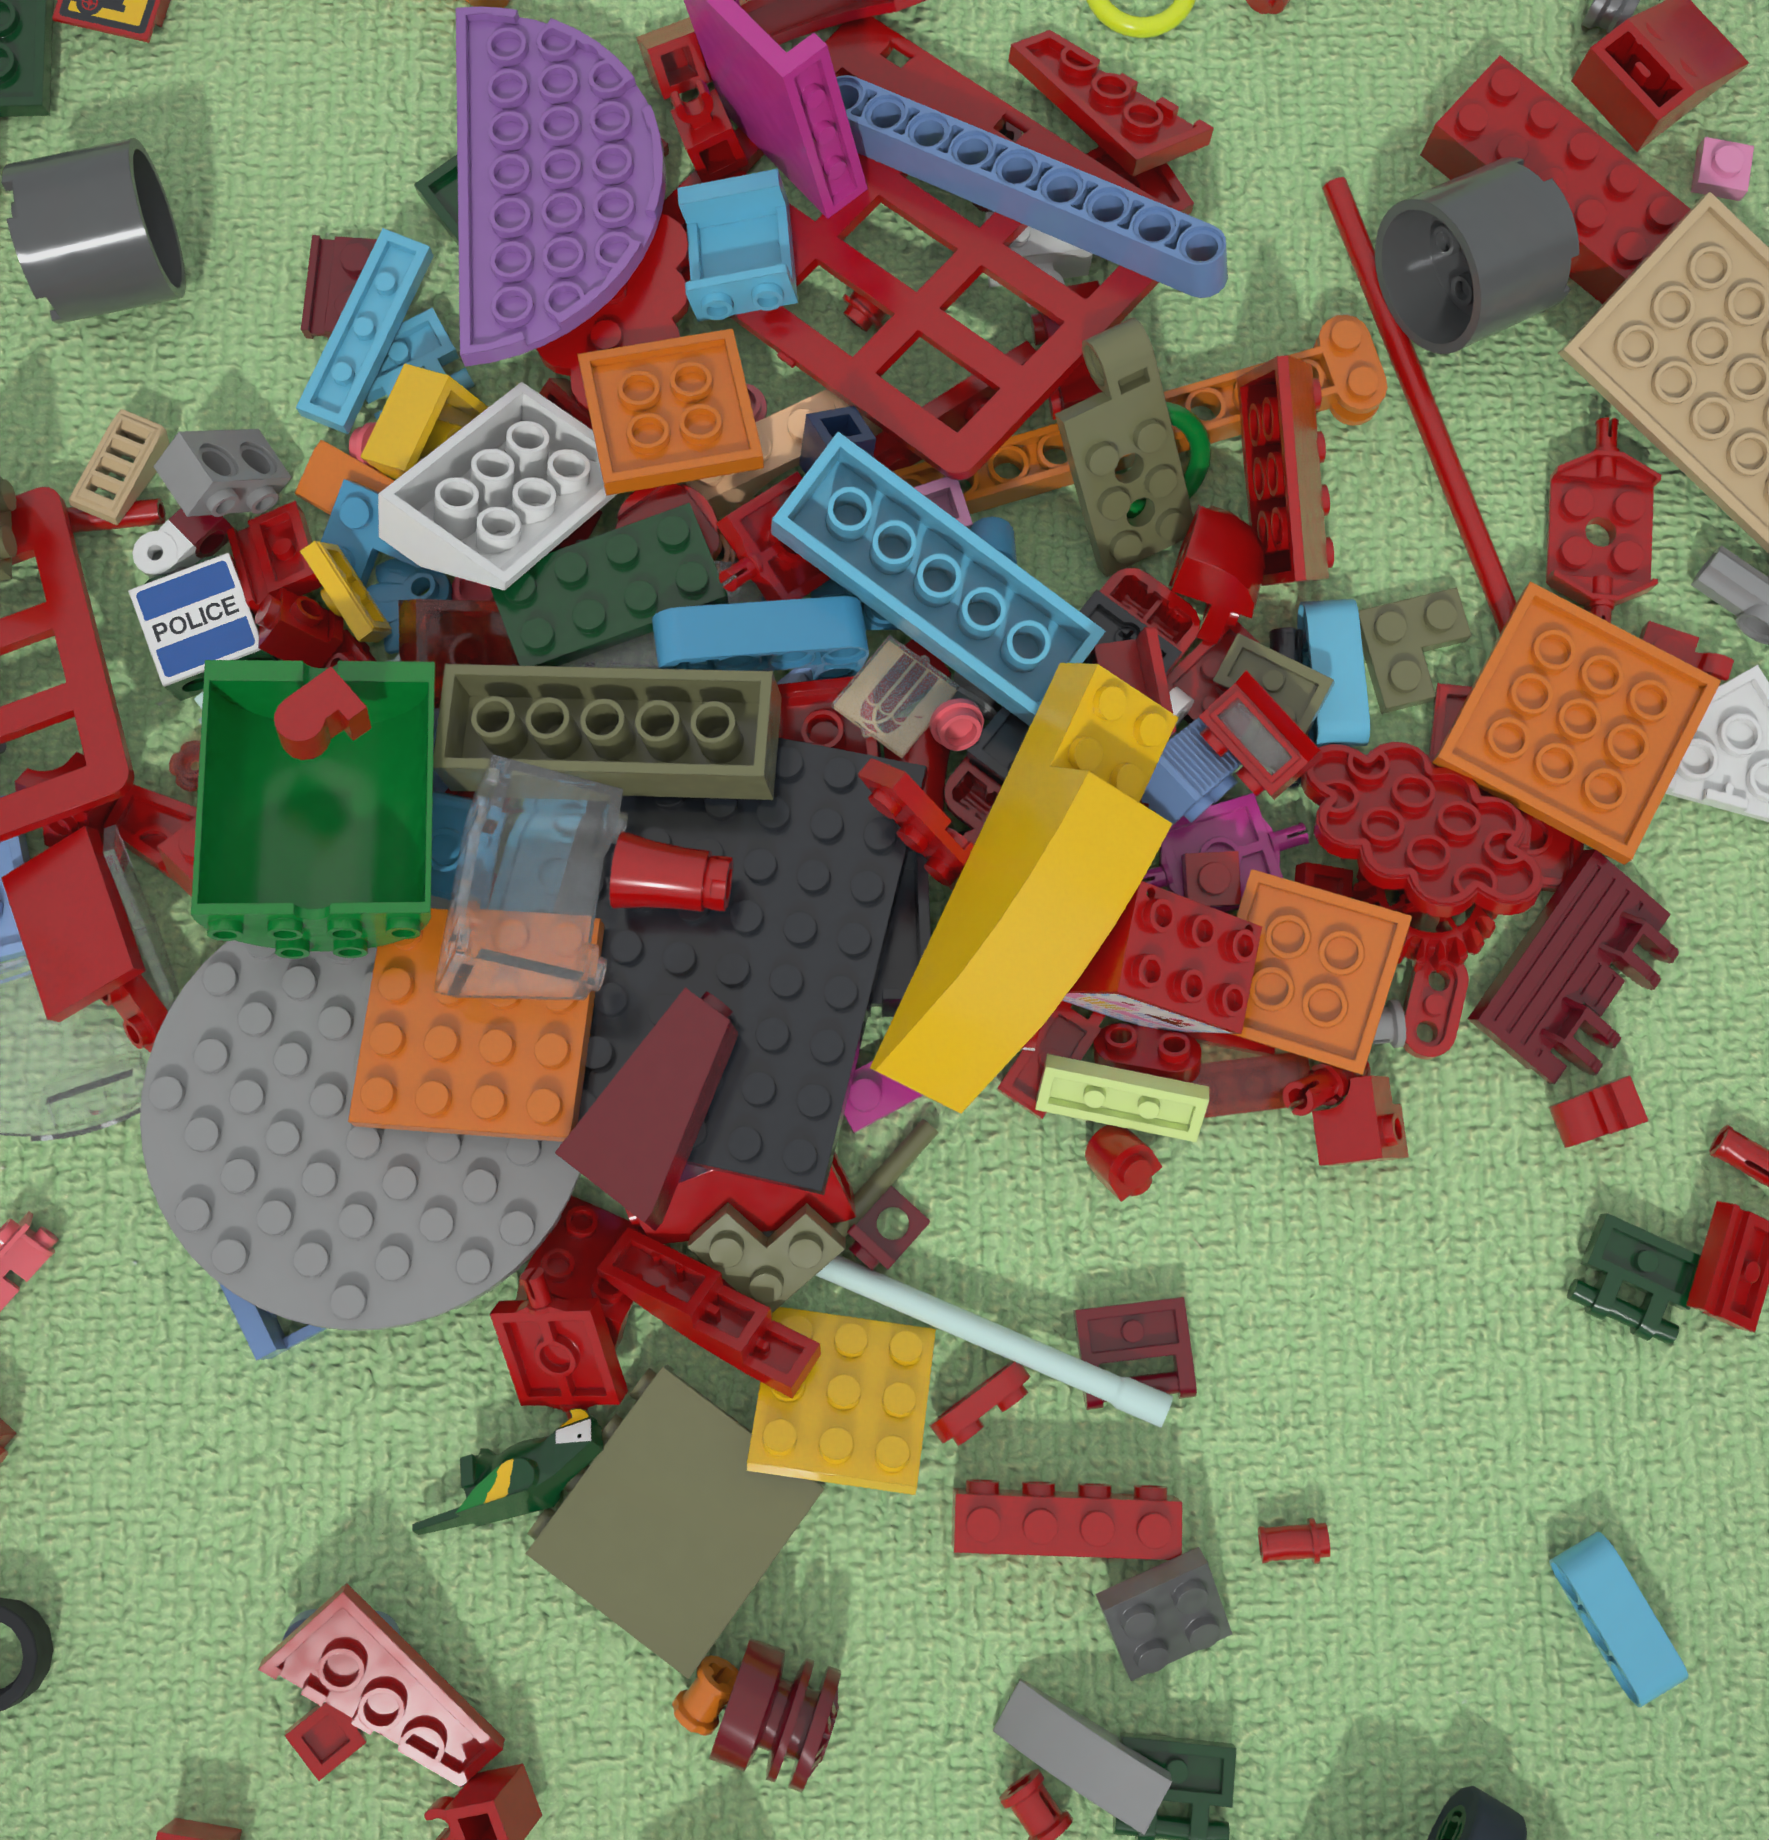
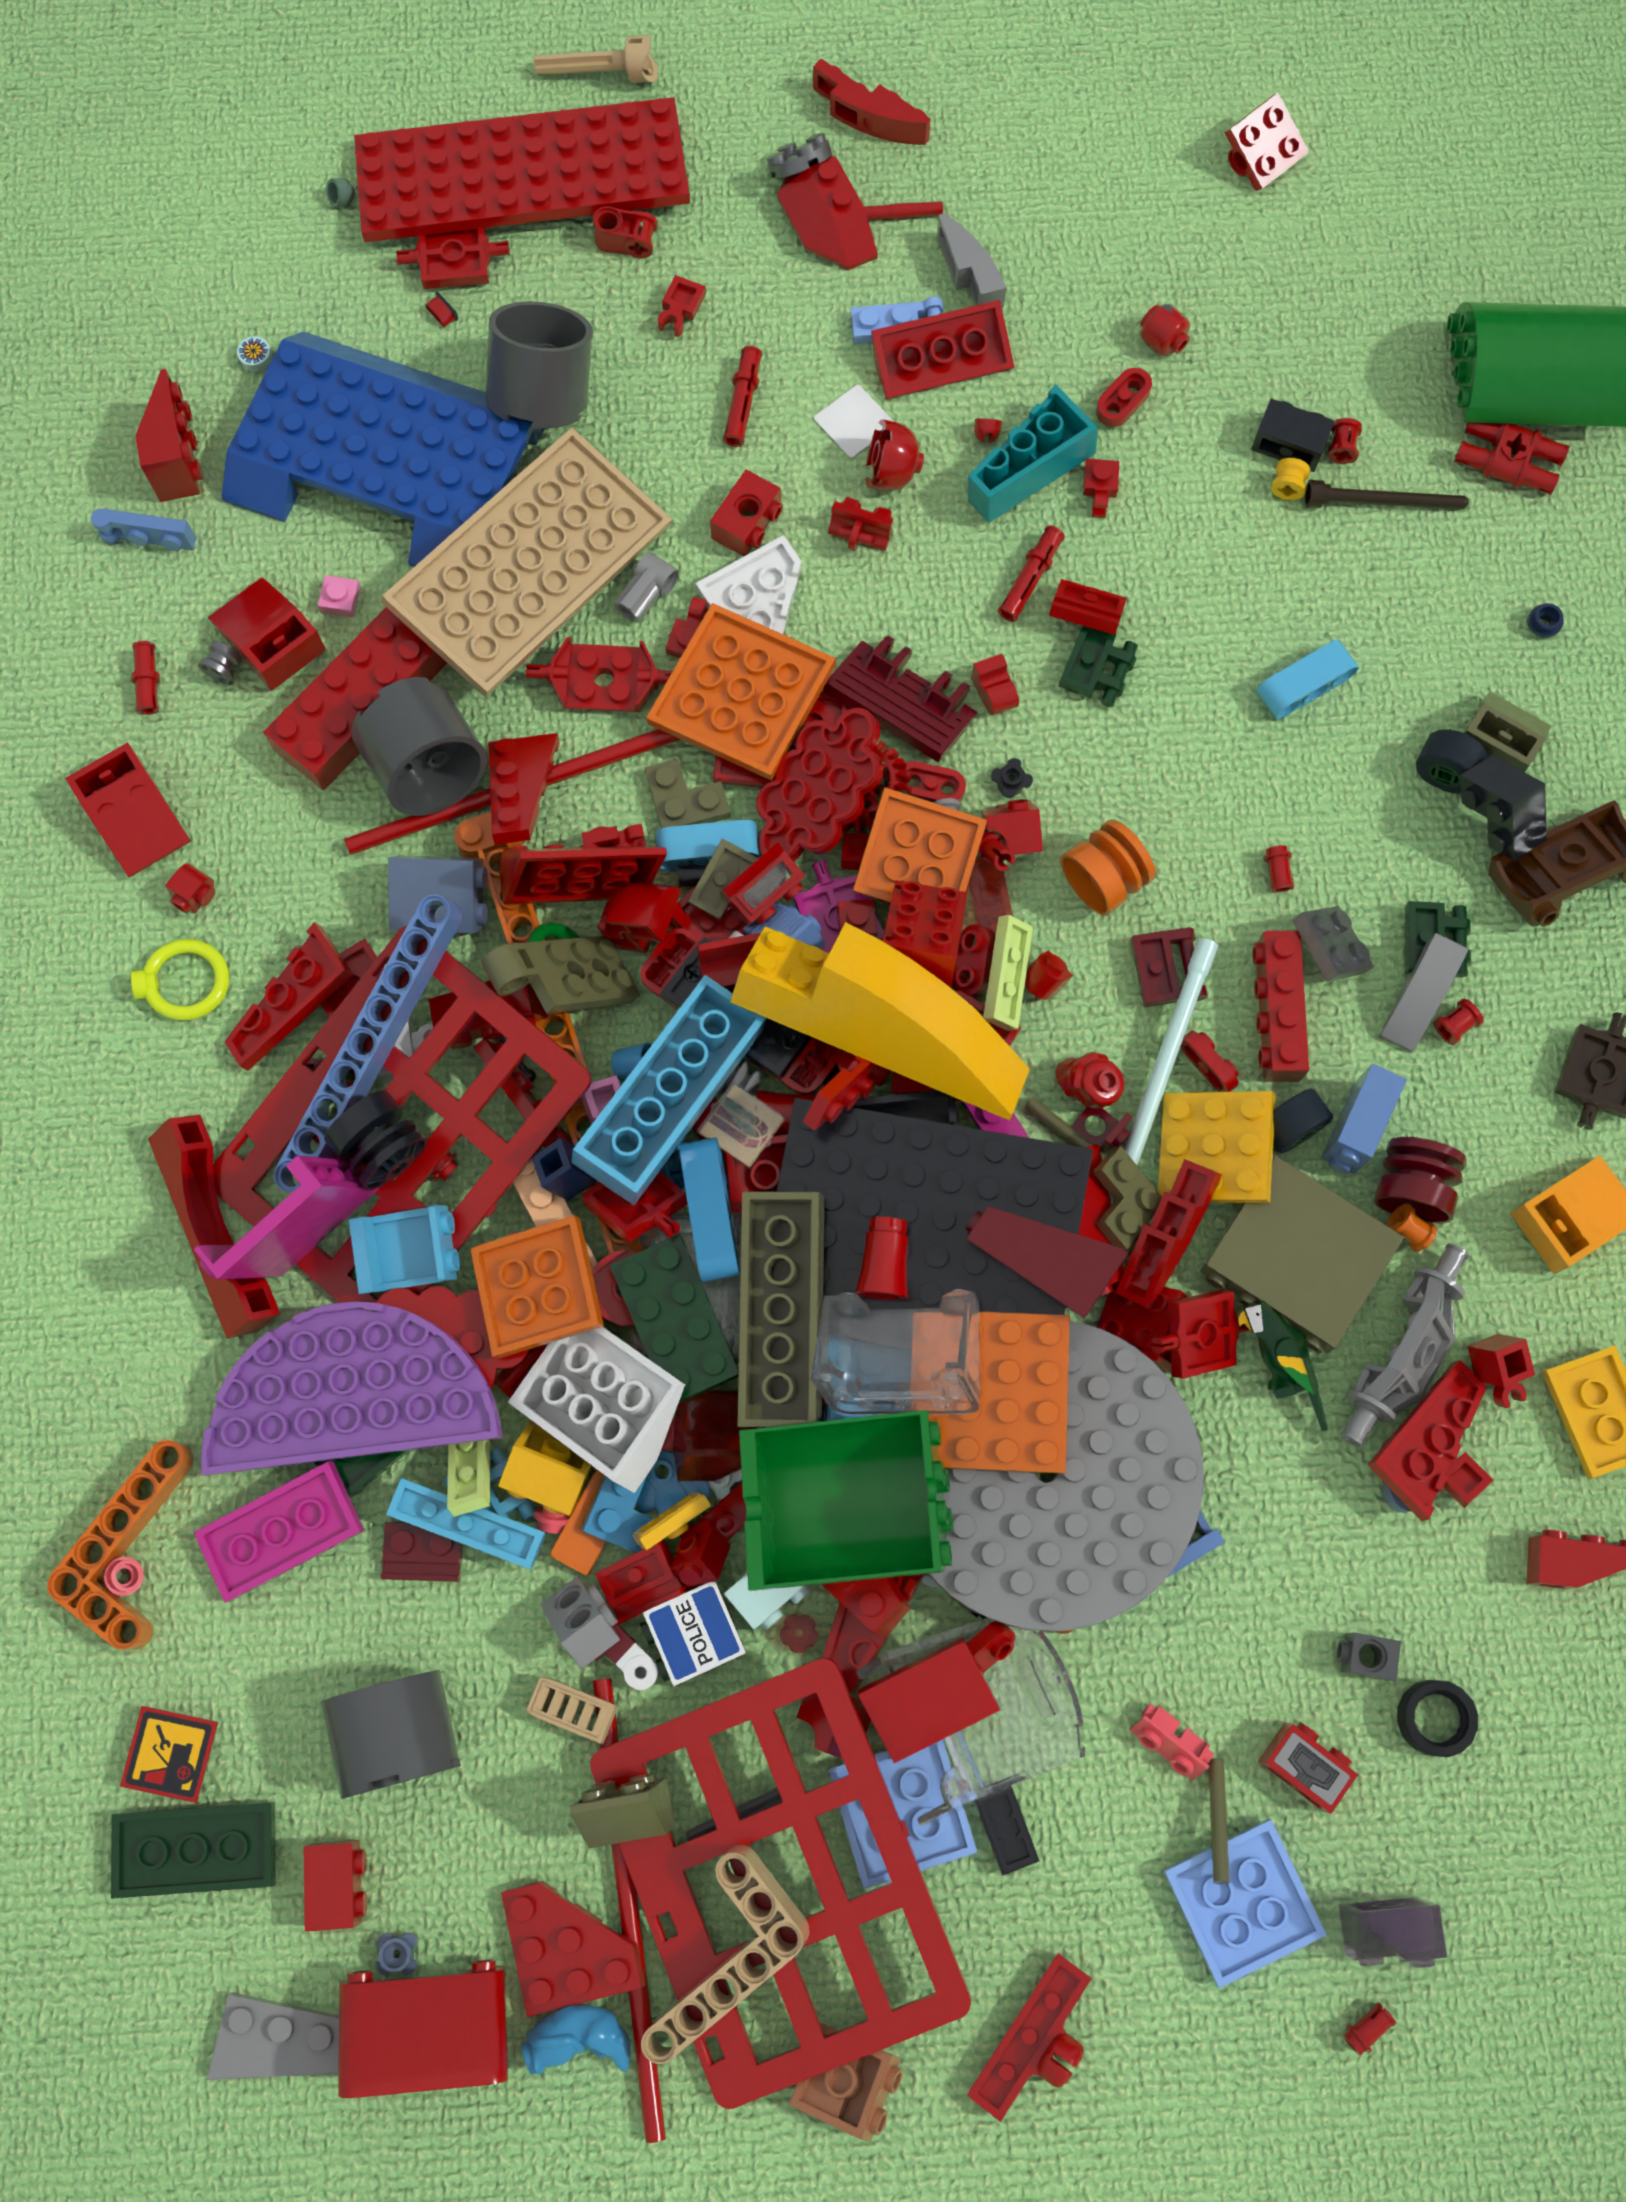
camera: 90 degrees left, 5 degrees down
(65, 1577) = (1385, 1656): none -> dark grey brick
(317, 714) = (792, 1504): red leg -> none
(378, 107) = (279, 1531): none -> dark pink plate
(421, 329) = (468, 1477): none -> yellowish green plate
(514, 1687) = (1417, 1356): none -> light grey plate
(708, 134) = (309, 1279): red brick -> none
(874, 1633) = (1363, 1119): none -> medium blue brick
(879, 1530) = (1299, 1120): none -> black wheel
(880, 192) = (375, 1140): none -> black wheel
(955, 1215) = (1091, 1079): none -> red head
(957, 724) = (761, 1081): coral plate -> none
(1266, 294) = (451, 877): none -> sand blue brick
(1291, 1264) = (1108, 867): none -> orange wheel
(1343, 528) = (611, 836): none -> red plate
(1425, 400) = (517, 782): none -> red wing
(1440, 1145) = (1007, 787): none -> black plate

